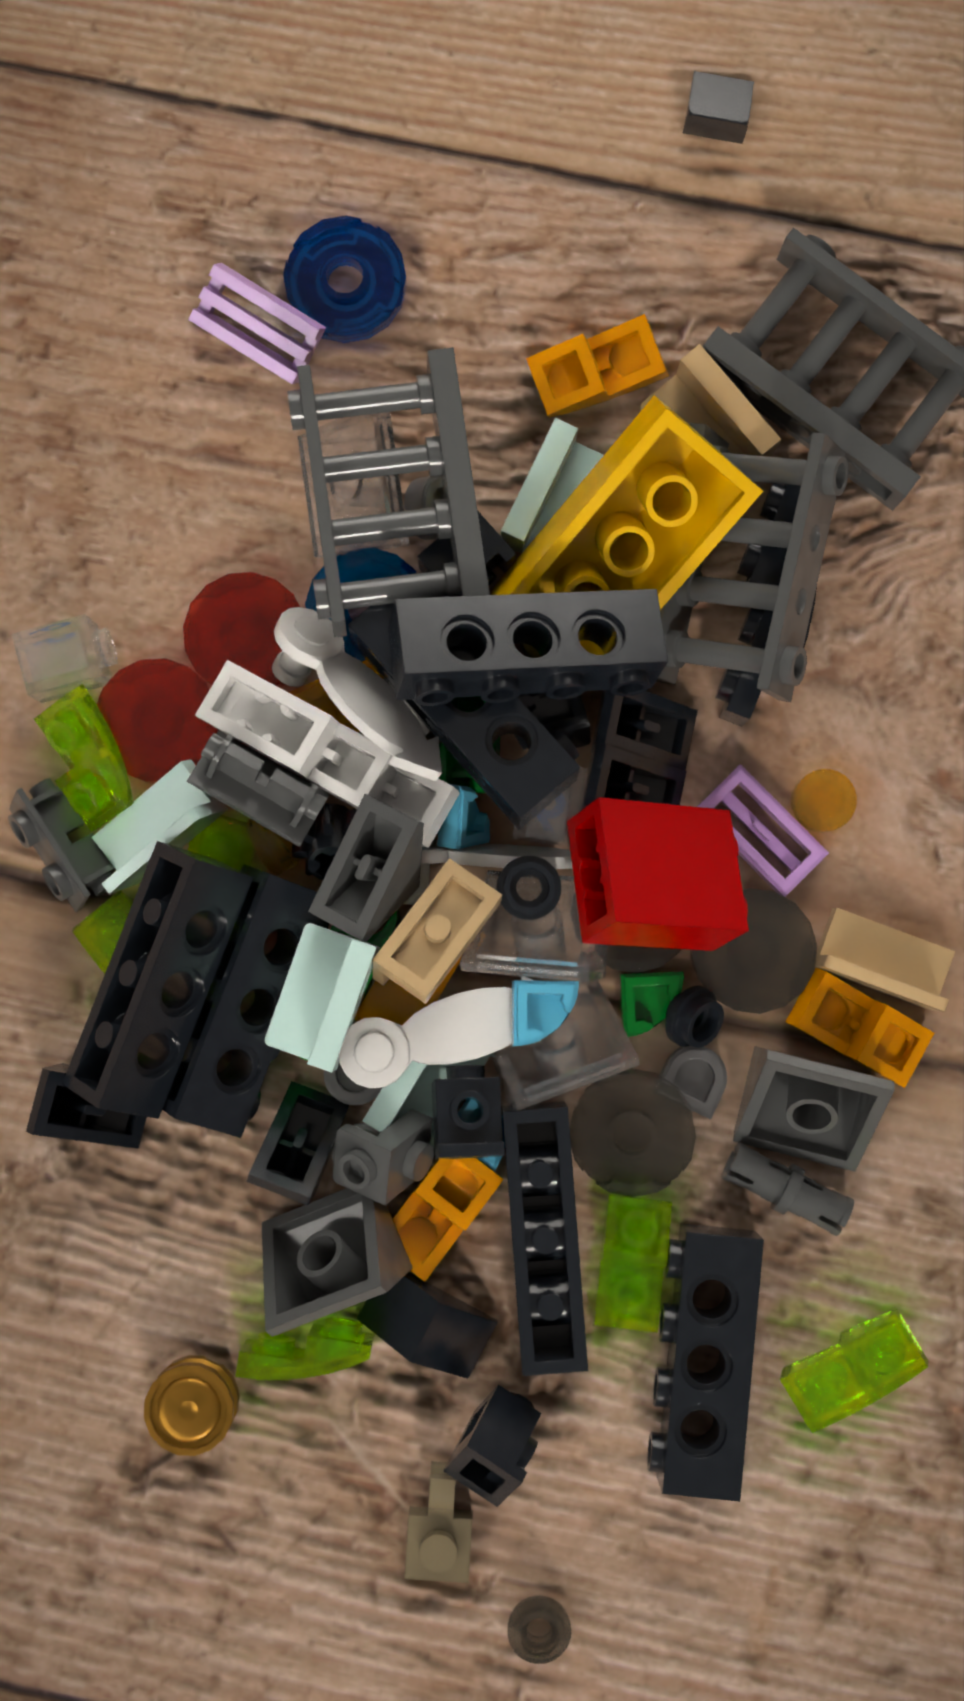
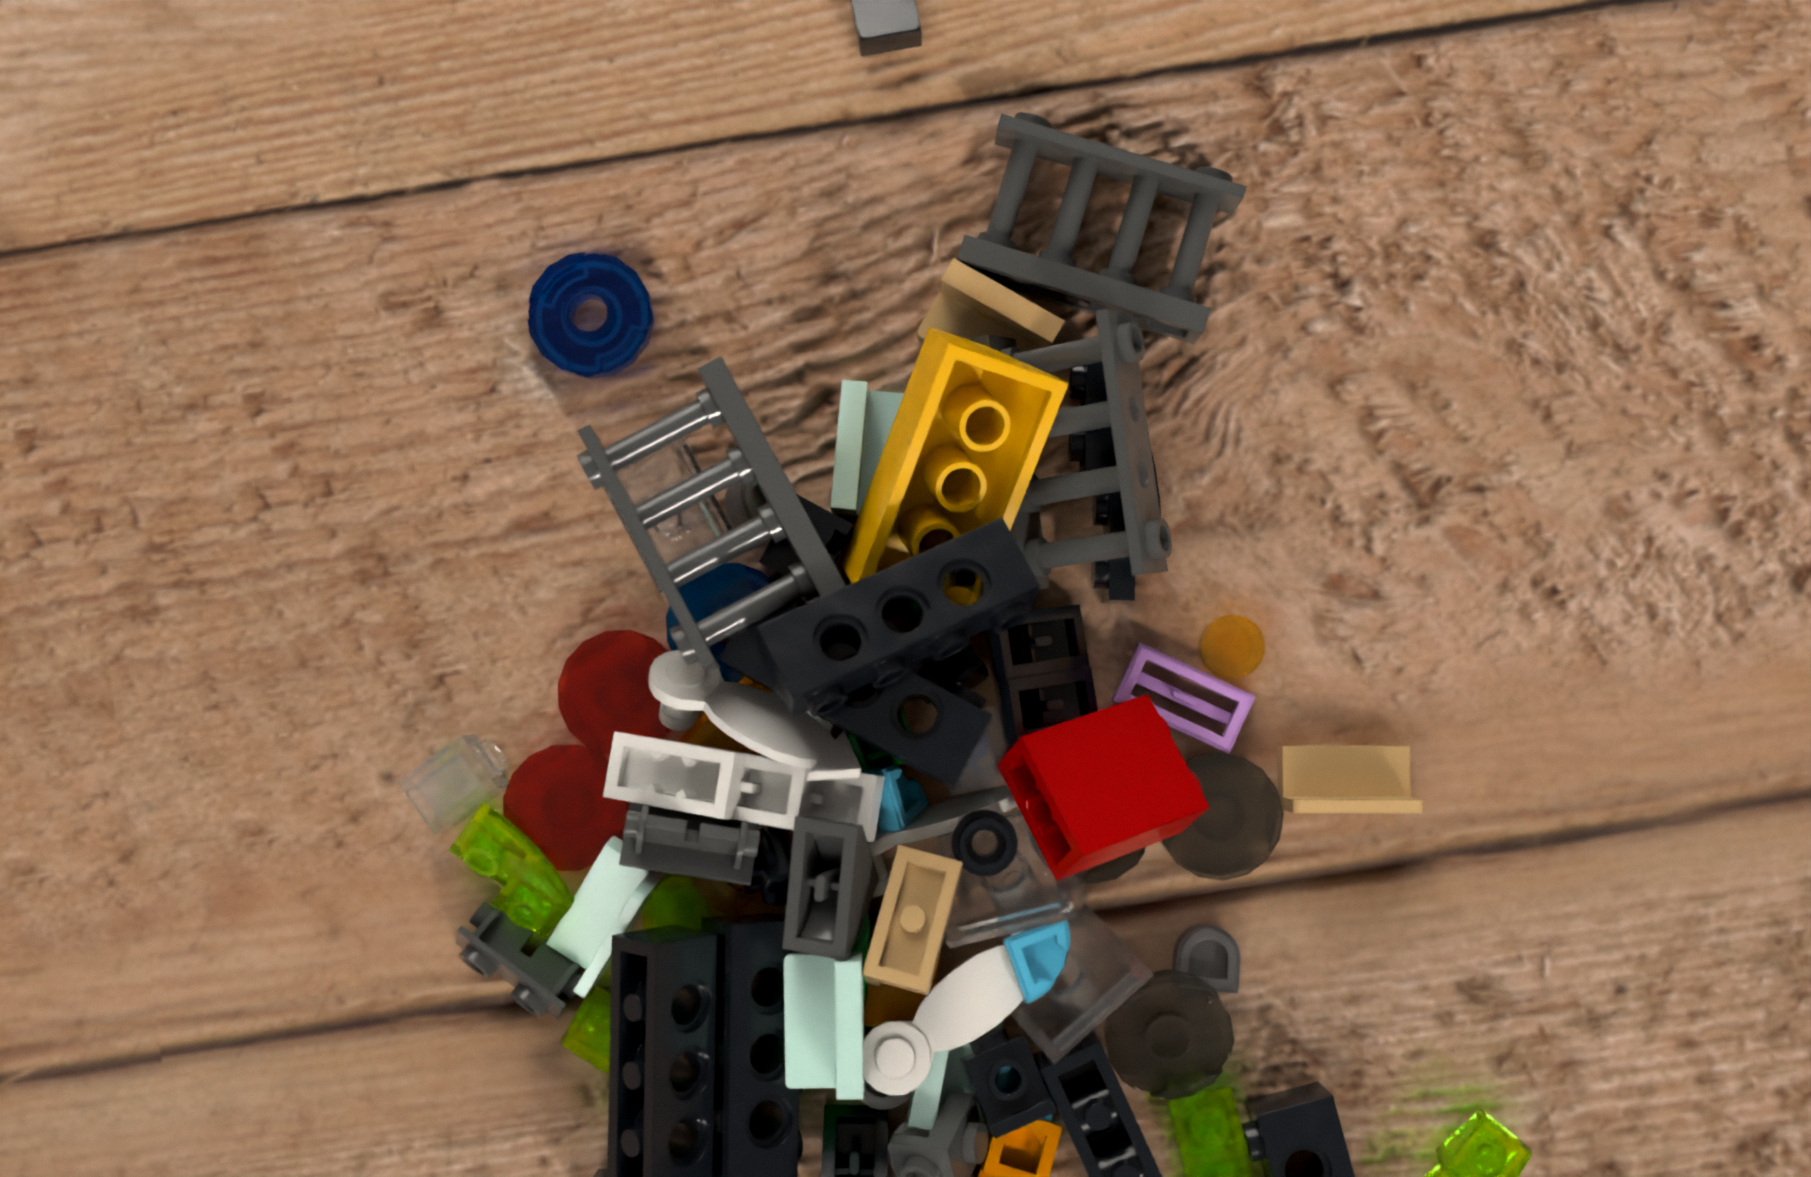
camera: 20 degrees left, 0 degrees up
(212, 298) = (515, 412): lavender tile -> none
(597, 368) = (863, 311): light orange slope -> none
(646, 999) = (1135, 899): green tile -> none
(694, 1017) = (1186, 902): black plate -> none
(788, 1189) = (1335, 1032): dark grey pin -> none
(810, 1108) = (1328, 945): dark grey slope -> none
(860, 1027) = (1346, 852): light orange slope -> none

